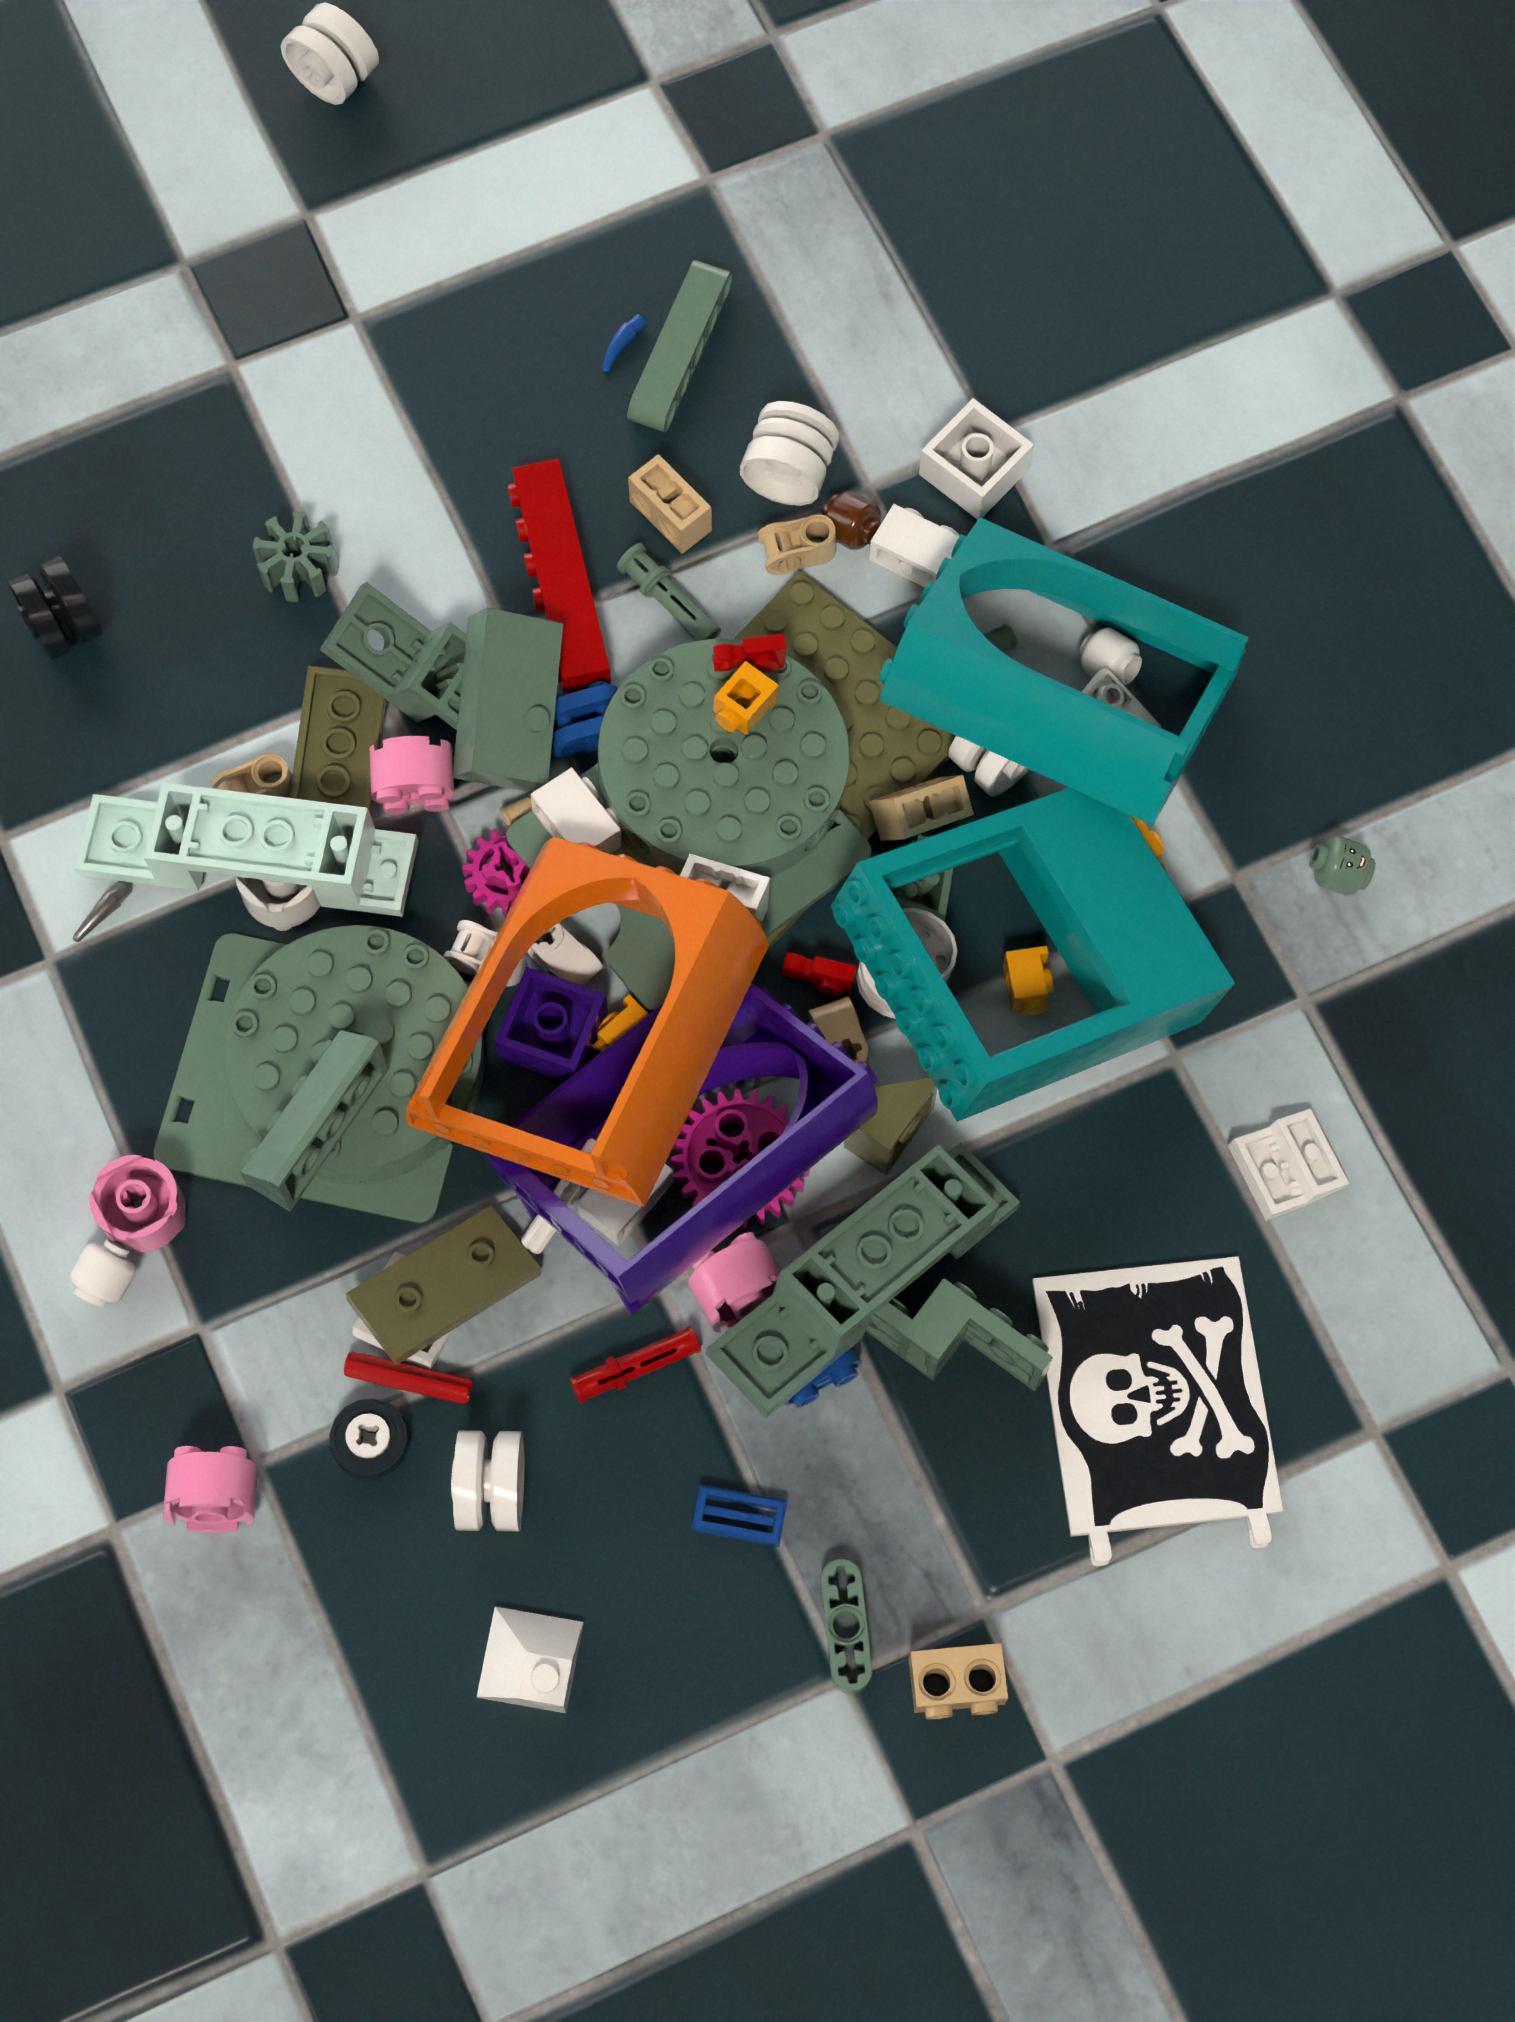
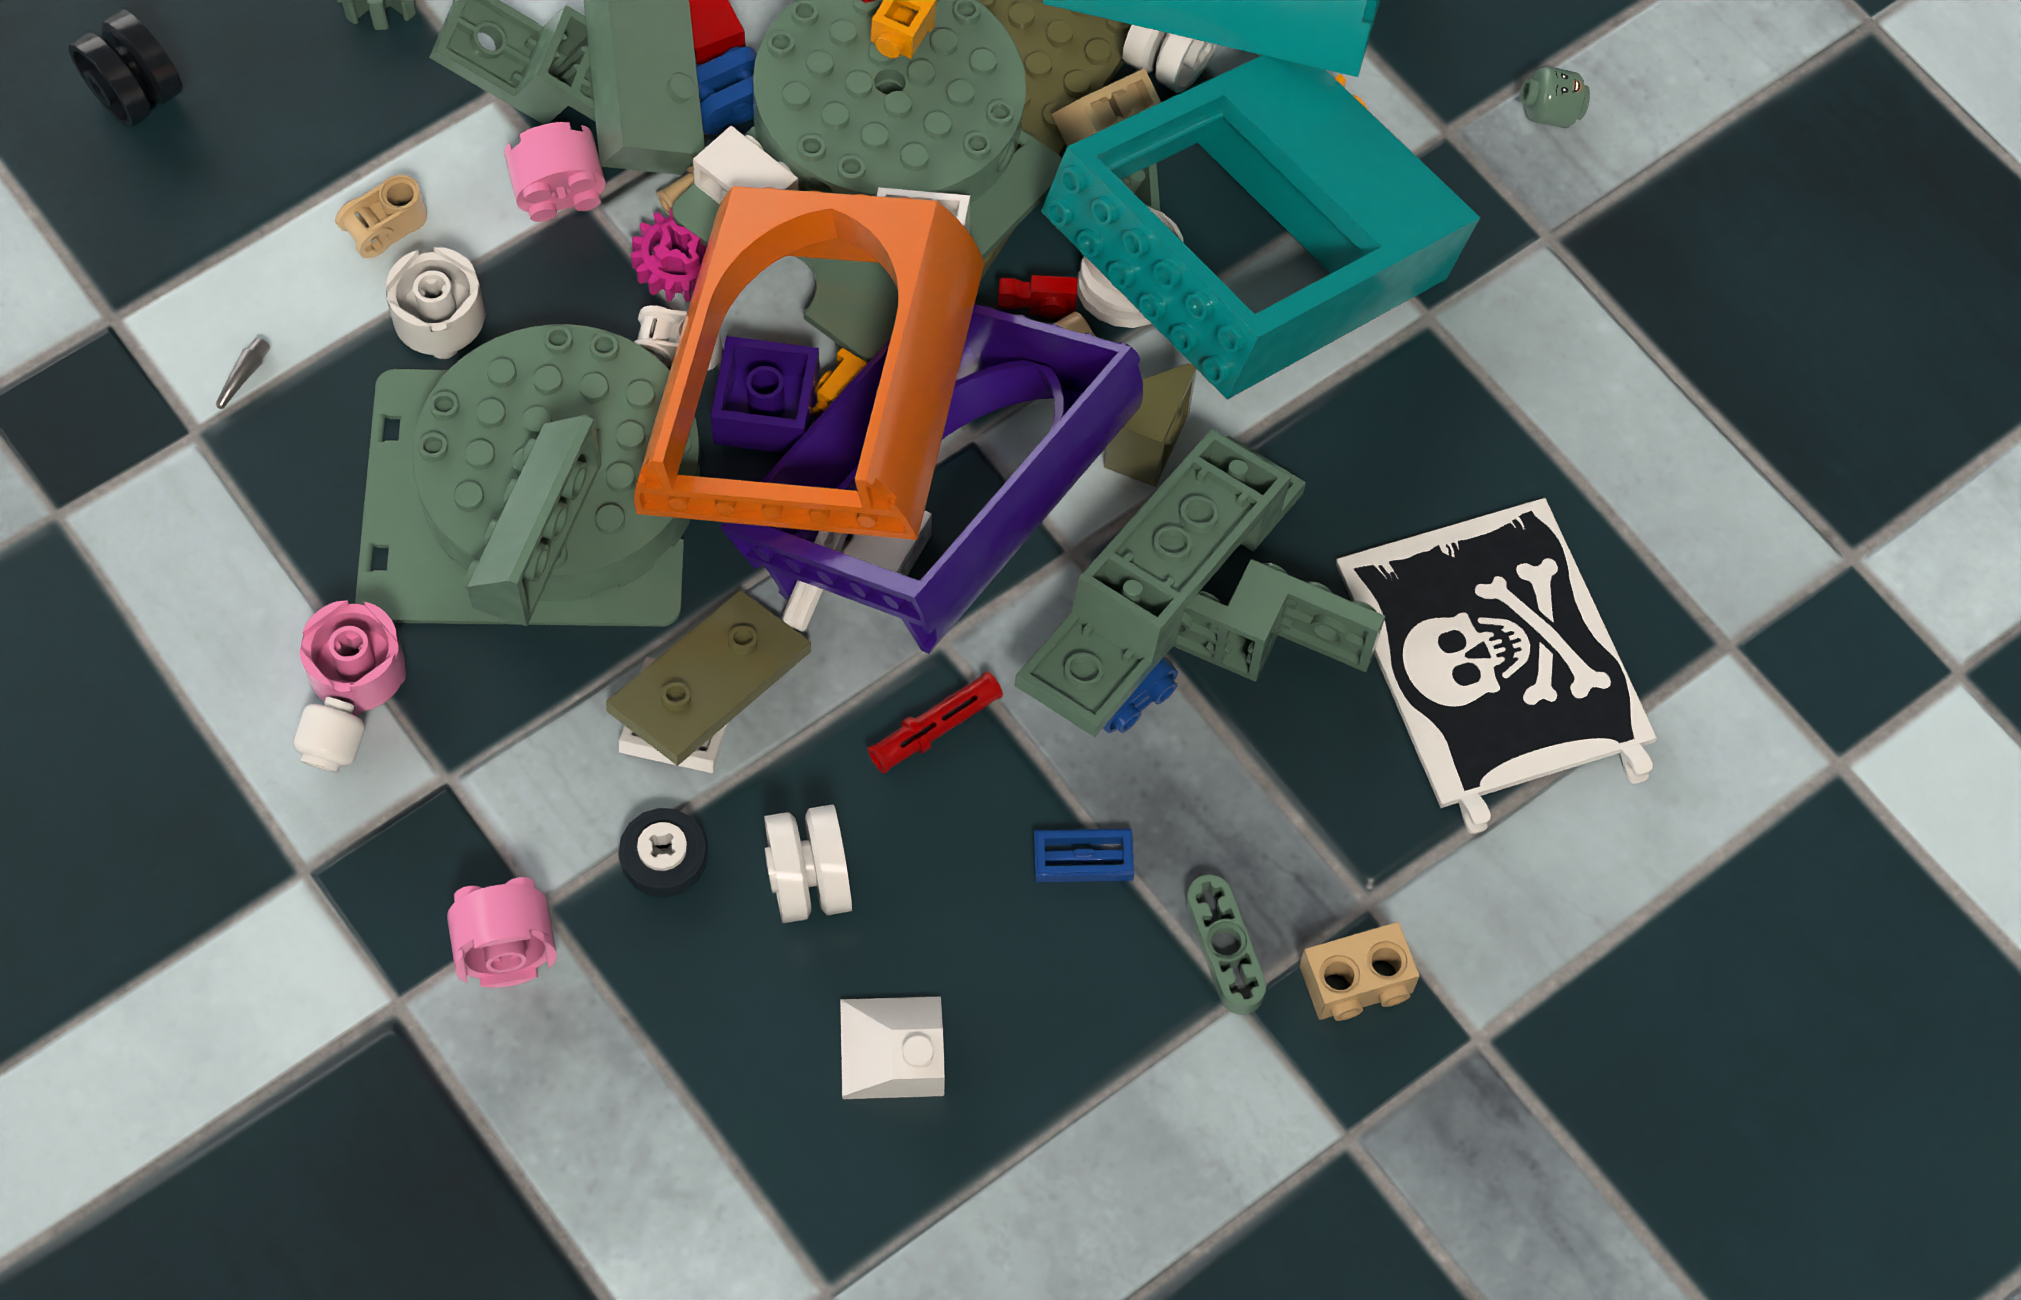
camera: 15 degrees left, 5 degrees down
(249, 838) = (391, 256): light aqua bracket -> none
(334, 738) = (465, 164): olive plate -> none
(408, 1378) = (690, 782): red axle -> none
(565, 957) = (760, 321): white piece -> none
(734, 1280) = (1022, 611): bright pink brick -> none
(759, 1125) = (1004, 454): dark pink gear -> none
(1027, 980) = (1258, 264): light orange brick -> none
(1288, 1164) = (1573, 398): white slope -> none

